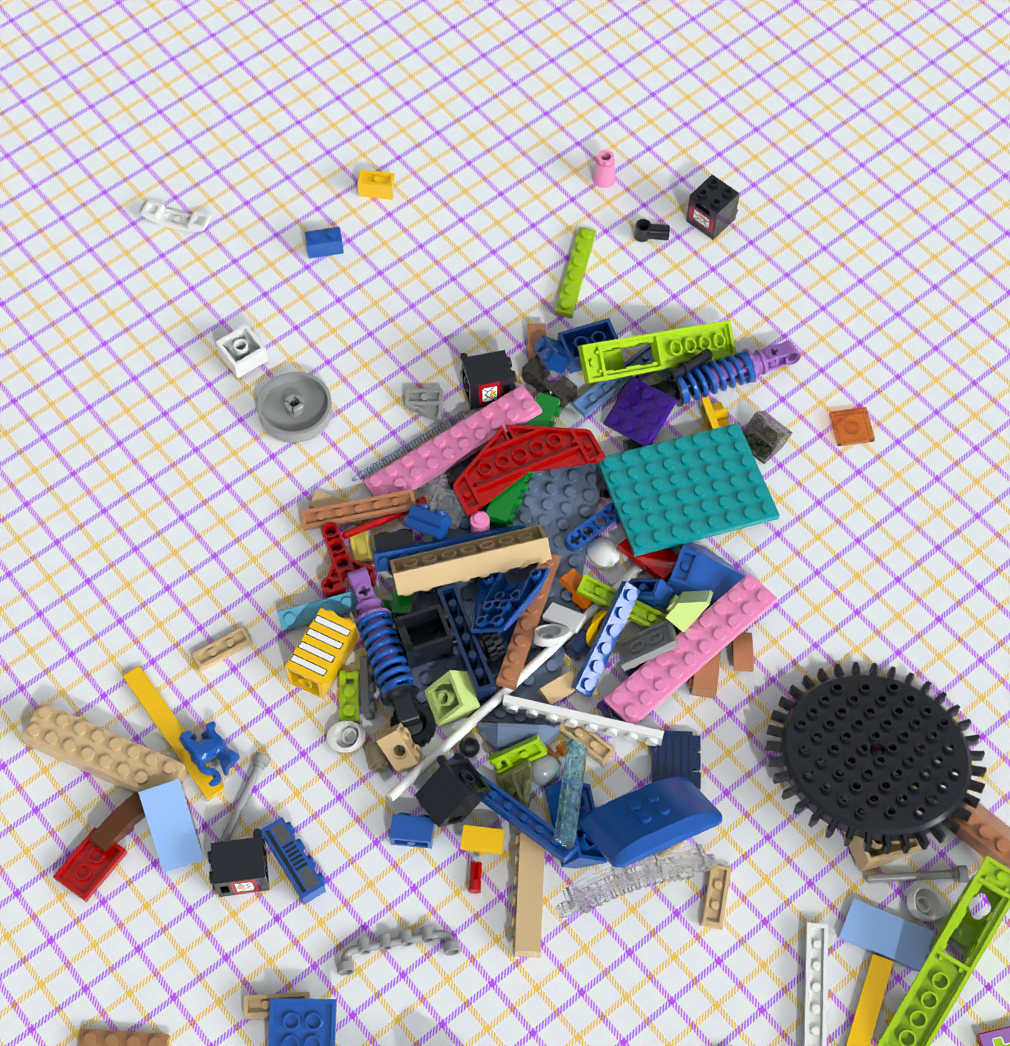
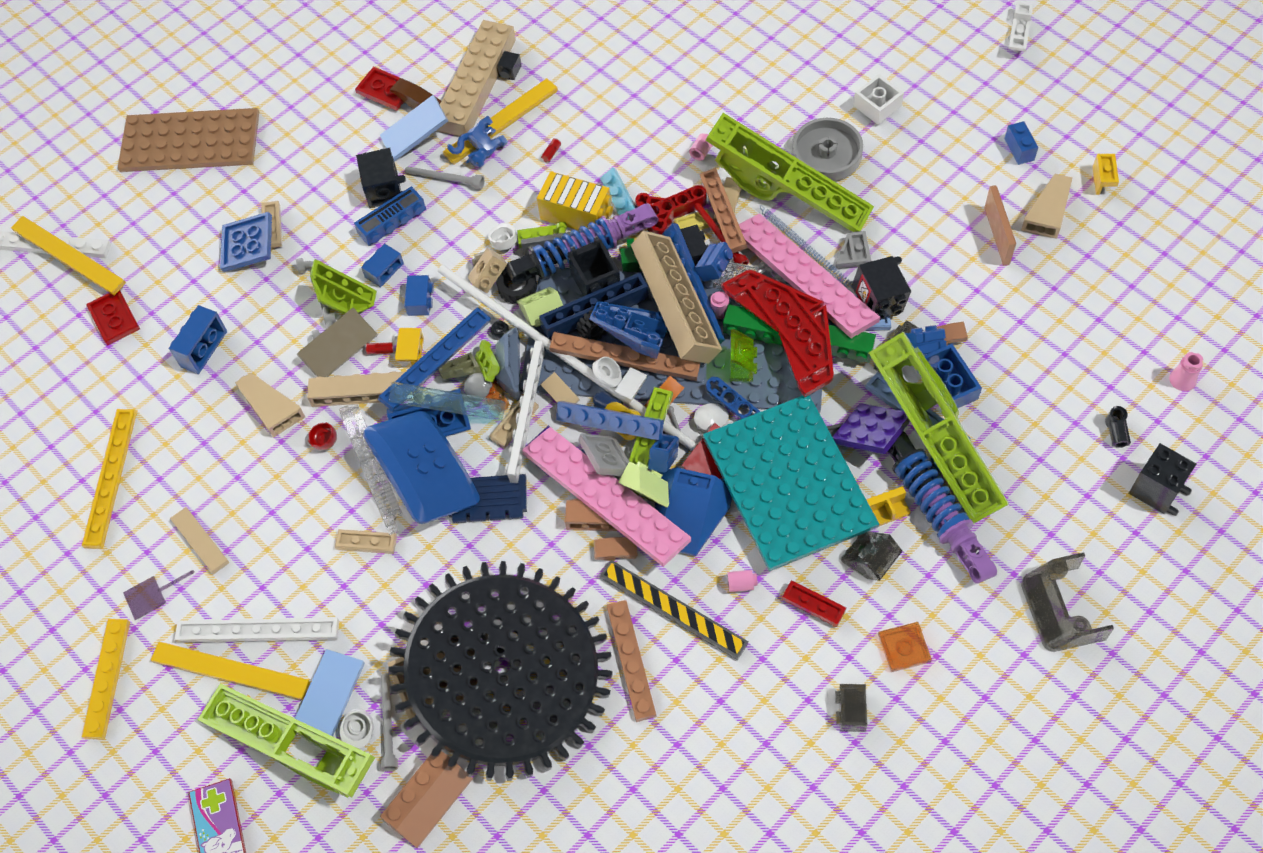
camera: 90 degrees right, 0 degrees up
(94, 713) = (509, 65): none -> black brick
(221, 648) = (580, 140): tan tile -> none
(231, 679) = (551, 150): none -> red piece
(263, 523) = (700, 147): none -> bright pink brick
(305, 470) = (755, 165): none -> lime piece
(363, 871) = (382, 265): none -> blue brick
(402, 912) = (340, 290): none -> lime wedge
(405, 234) = (1048, 210): none -> tan slope
(424, 274) = (1000, 225): none -> nougat tile
(452, 791) = (445, 310): black container -> none
(467, 922) = (337, 344): none -> dark tan tile
(537, 1002) = (270, 405): none -> tan slope
(547, 512) = (742, 357): none -> clear neon green slope
(575, 272) = (1046, 362): lime plate -> none
(588, 938) = (322, 436): none -> red hair
(685, 367) = (933, 463): black pin -> none
(784, 545) = (741, 580): none -> bright pink brick
(806, 608) = (674, 610): none -> tile
(809, 489) = (814, 603): none -> red plate
(820, 312) = (1048, 609): none -> clear smoke windscreen
(857, 649) = (631, 661): none -> nougat plate
(910, 472) = (852, 708): none -> clear smoke brick

